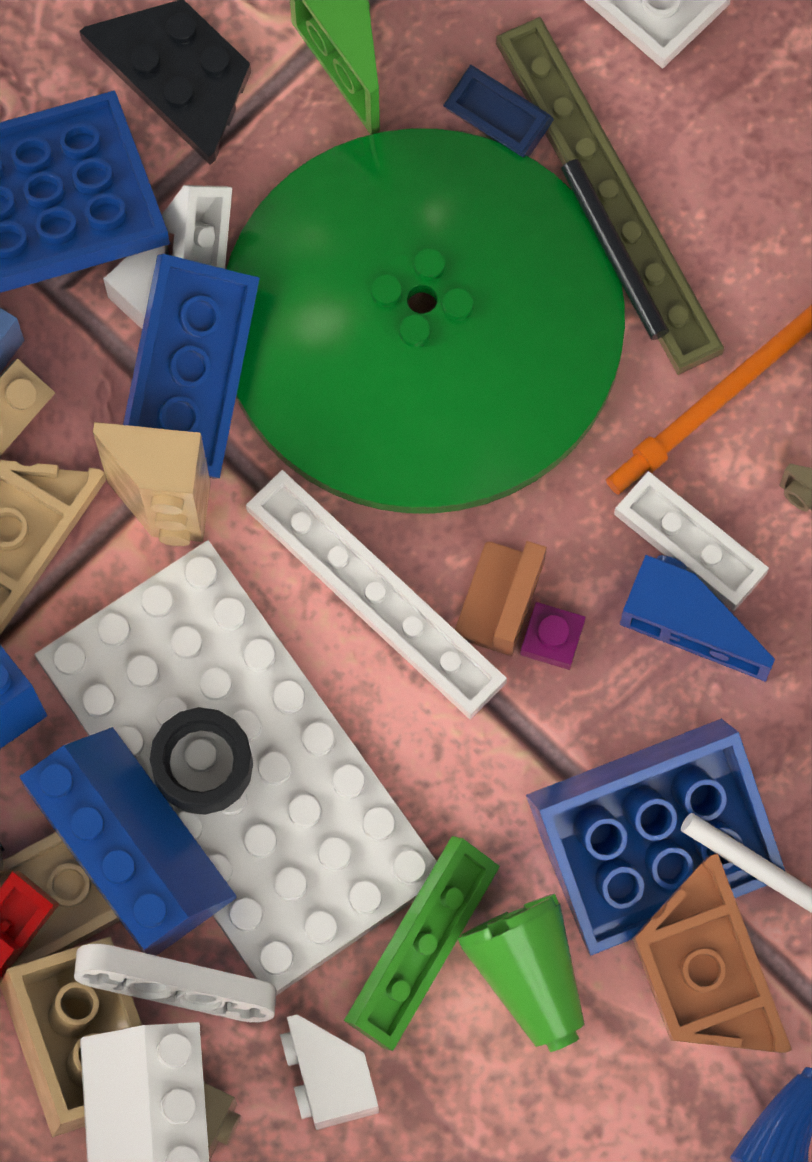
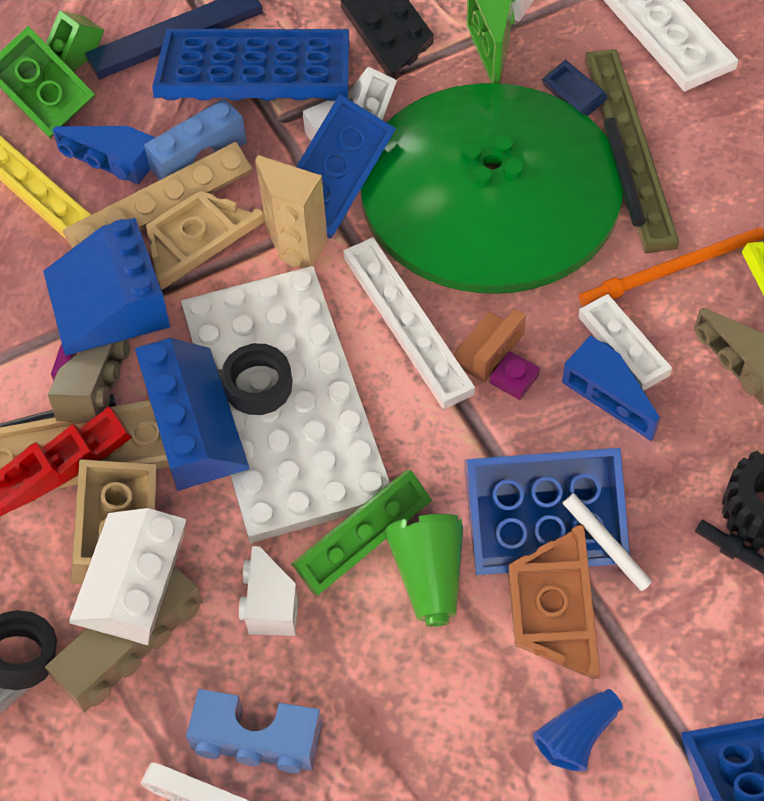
camera: 20 degrees right, 15 degrees down
(175, 983) = (186, 502): white beam -> none

